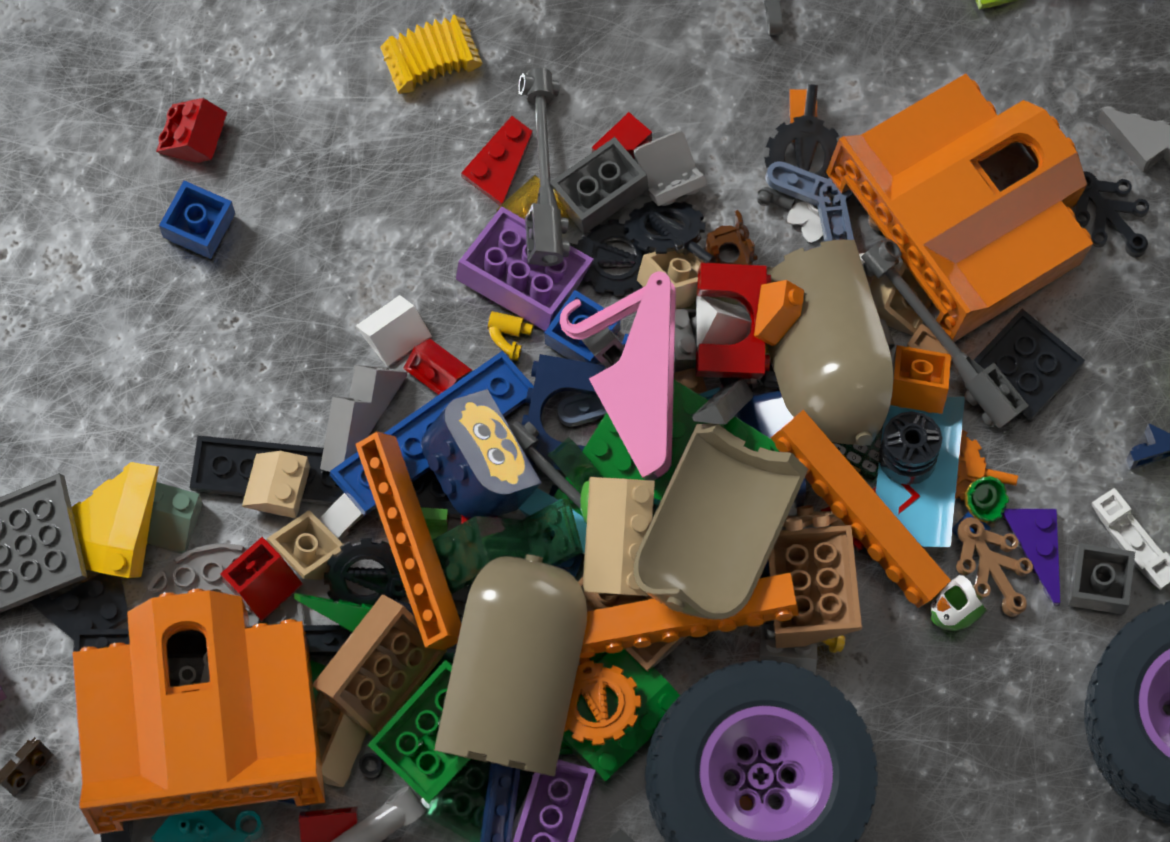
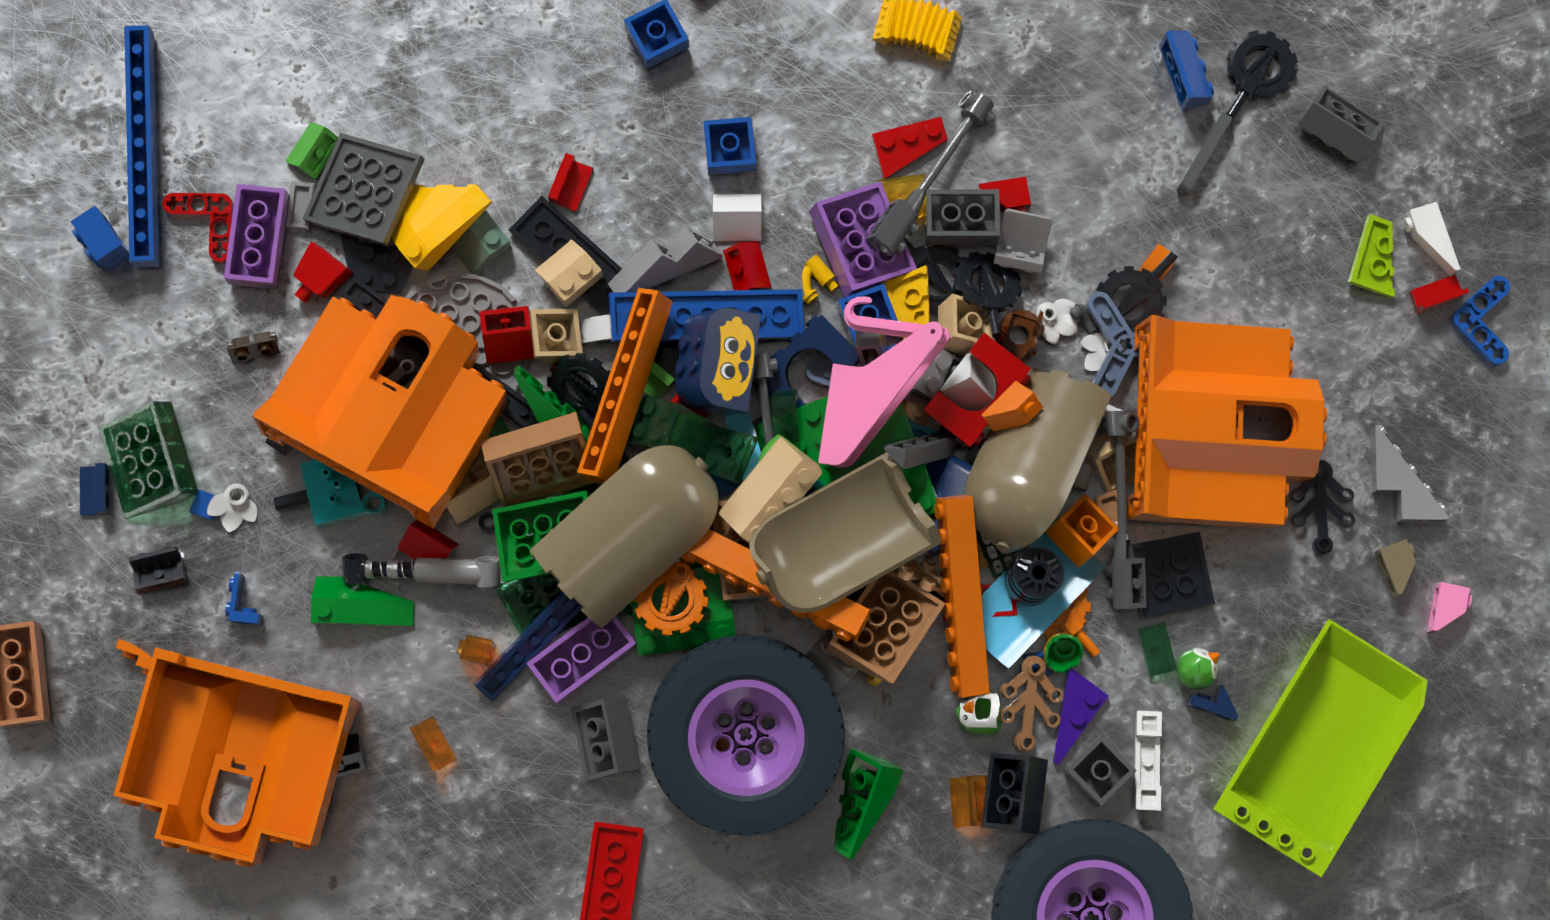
camera: 30 degrees right, 10 degrees up
(38, 651) = (319, 273): none -> red torso
(216, 407) = (570, 183): none -> red panel
(340, 270) = (729, 145): none -> blue brick
(606, 285) = (910, 296): none -> yellow wing
(754, 216) = (1060, 321): none -> white plate
(910, 756) = (867, 792): none -> green wedge
(1007, 693) = (968, 800): none -> clear orange panel
(1043, 652) = (1014, 793): none -> black brick
(1067, 437) = (1157, 649): none -> clear green panel
(1115, 427) = (1197, 668): none -> bright green piece

